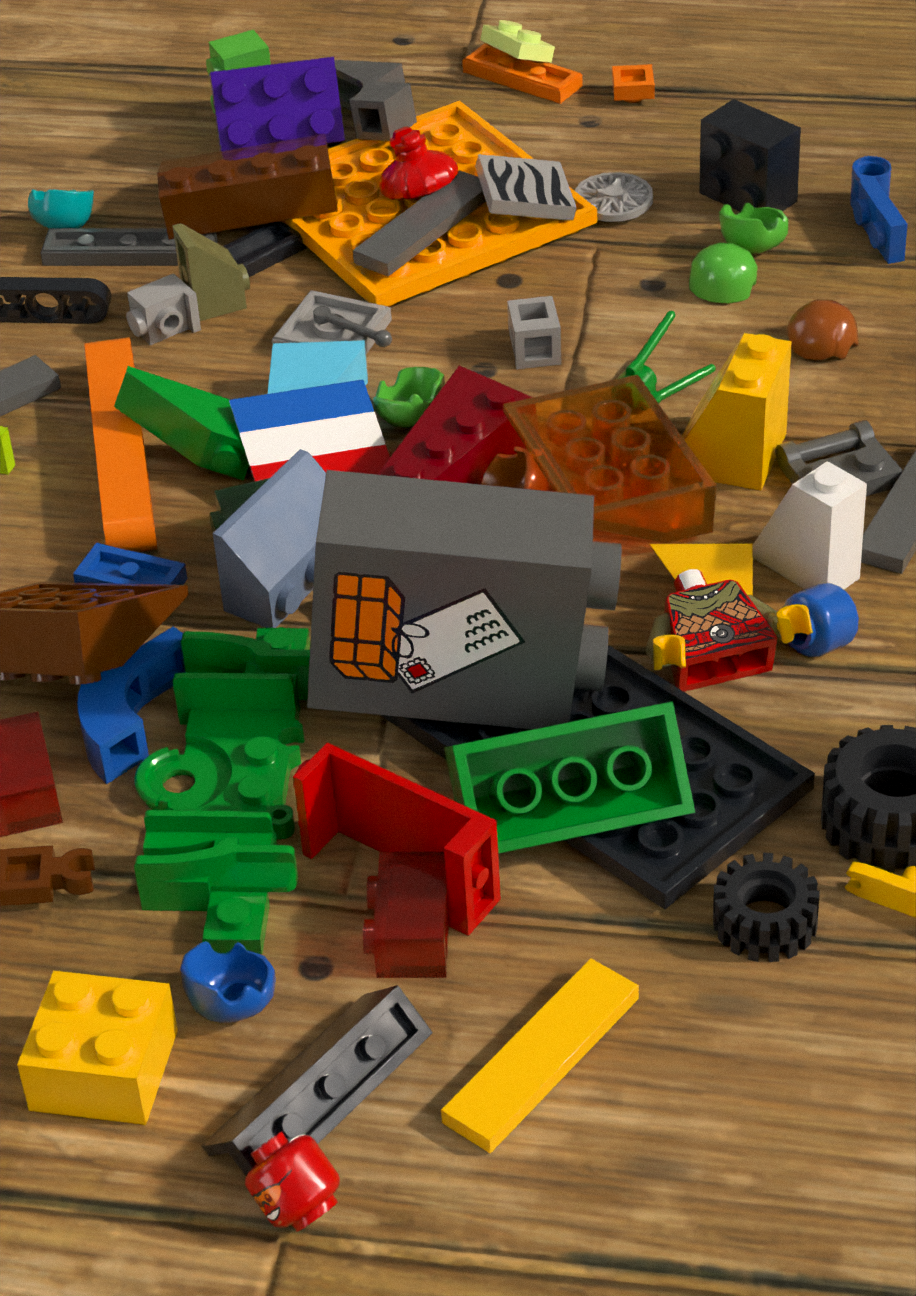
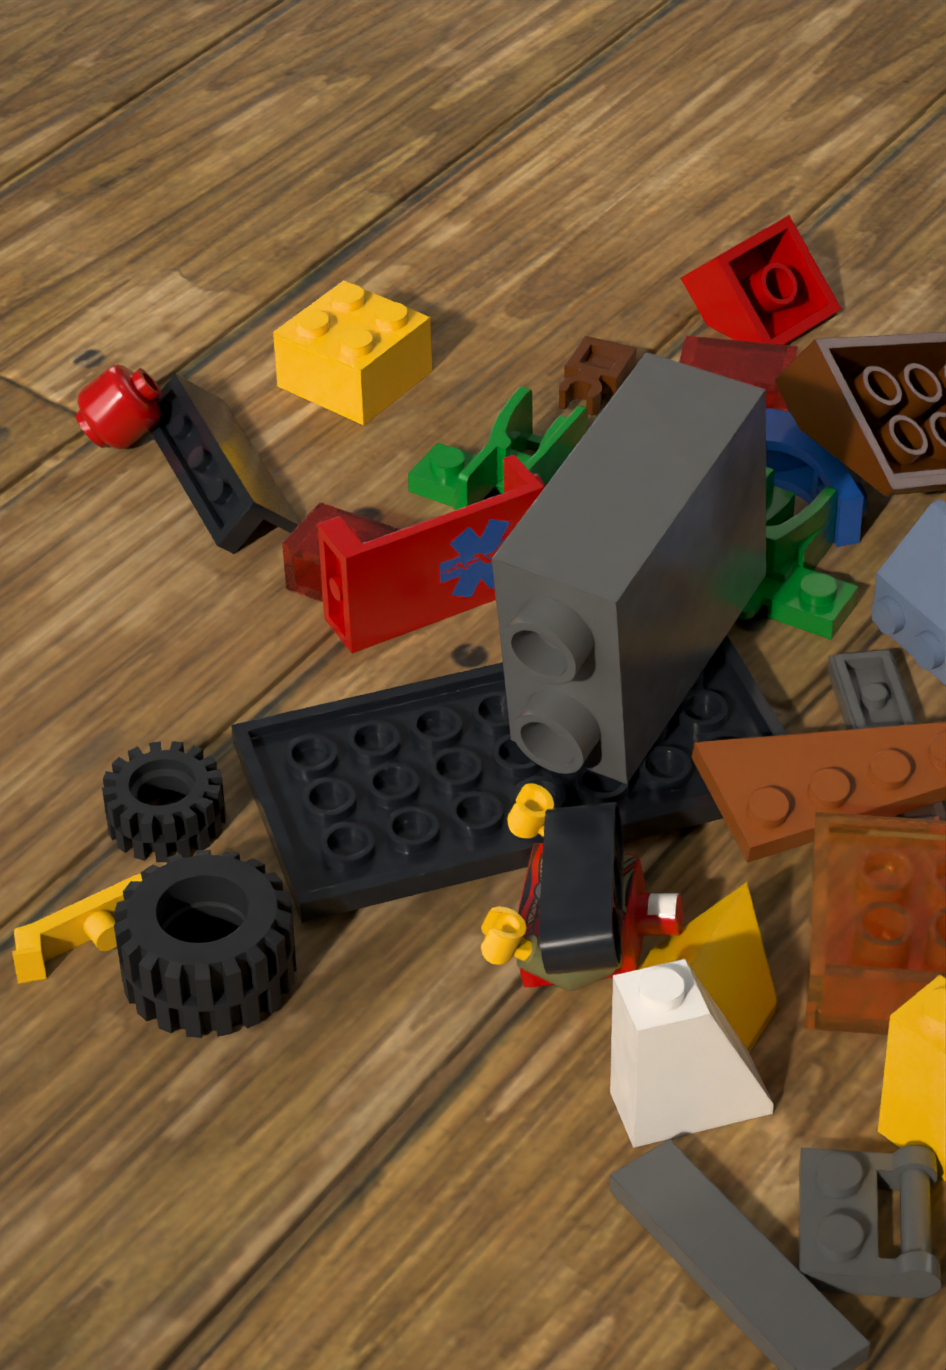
camera: 115 degrees right, 0 degrees up
(227, 984) = (365, 430): blue hair -> none
(539, 1055) = (140, 606): yellow tile -> none
(575, 776) = (416, 687): green slope -> none
(731, 589) = (582, 889): none -> black beam
(831, 616) = (546, 1028): blue head -> none

